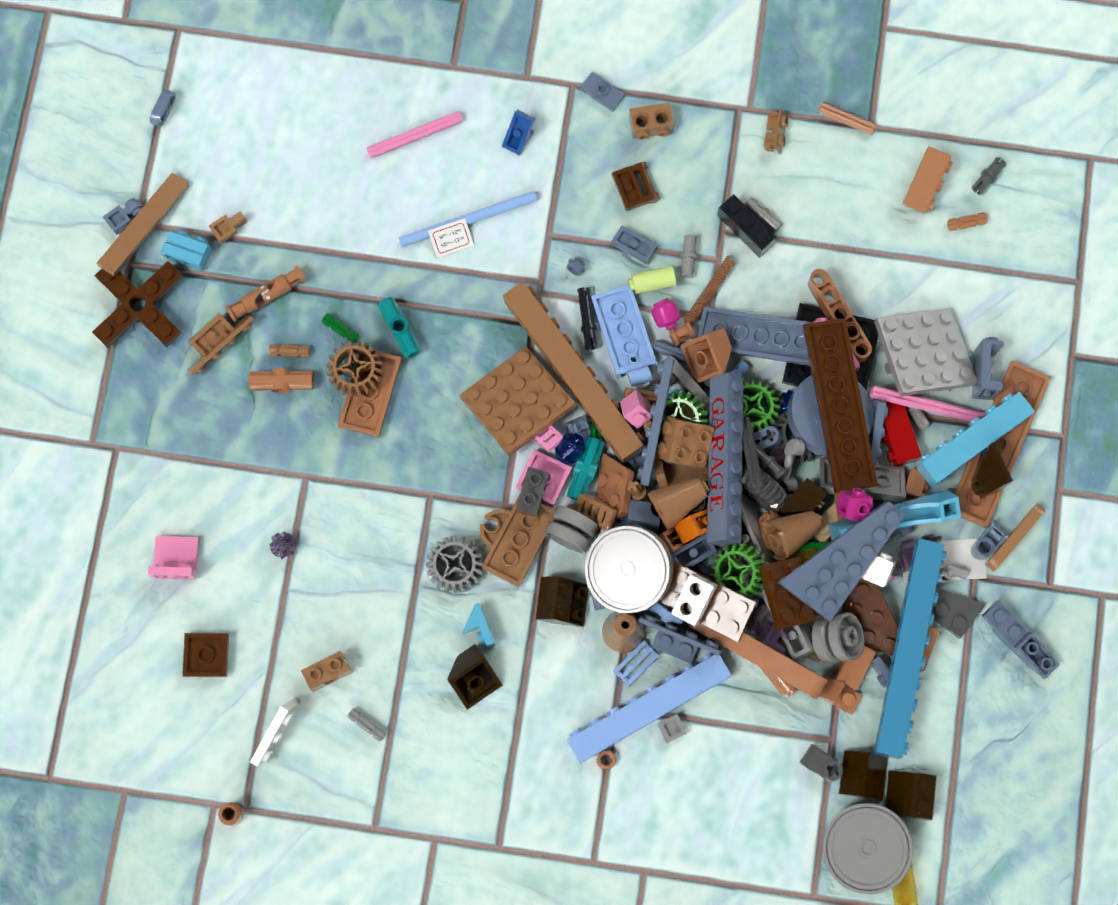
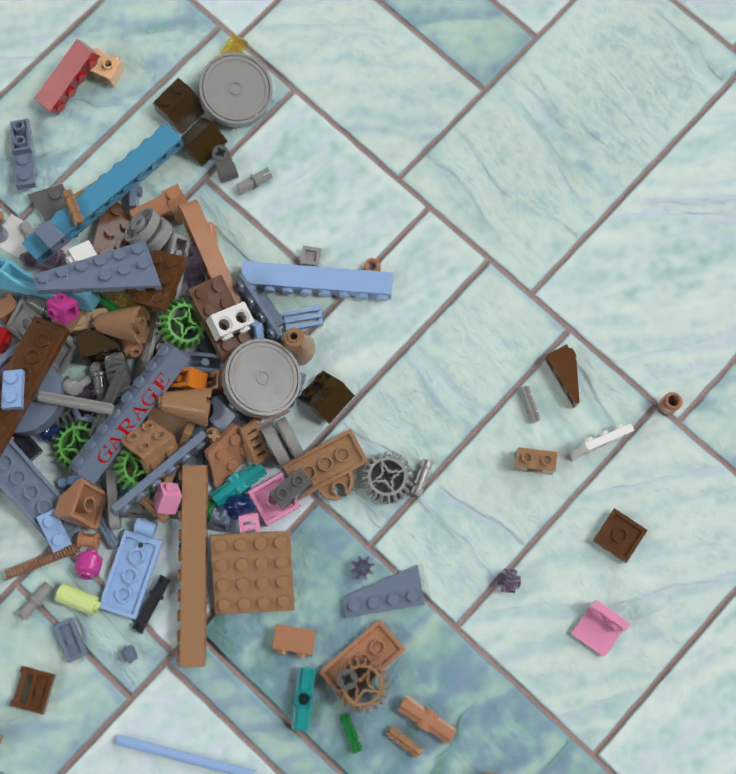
camera: 145 degrees left, 0 degrees up
(353, 781) = (564, 367): none -> reddish brown slope
(370, 364) = (350, 679): none -> dark grey wheel
(380, 468) = (393, 593): none -> sand blue wing
(423, 476) = (365, 563): none -> gear
(423, 587) = (421, 477): none -> light grey axle
(441, 369) = (294, 640): none -> nougat brick
(451, 238) = (210, 749): white sticker -> none
(473, 677) = (428, 386): dark brown slope -> none
(477, 621) = (399, 423): medium azure slope -> none
(716, 318) = (53, 530): none -> light blue plate
(777, 431) = (75, 402): none -> light grey axle
(781, 768) = (253, 181): none -> light grey axle
(840, 402) = (13, 389): none -> light blue plate
(881, 496) = (37, 305): none -> dark grey cone
(920, 566) = (51, 236): none -> sand blue brick
(924, 609) = (72, 207): none -> medium nougat axle
(1019, 783) = (107, 69): none -> light nougat brick
(1039, 744) = (67, 77): none -> brick

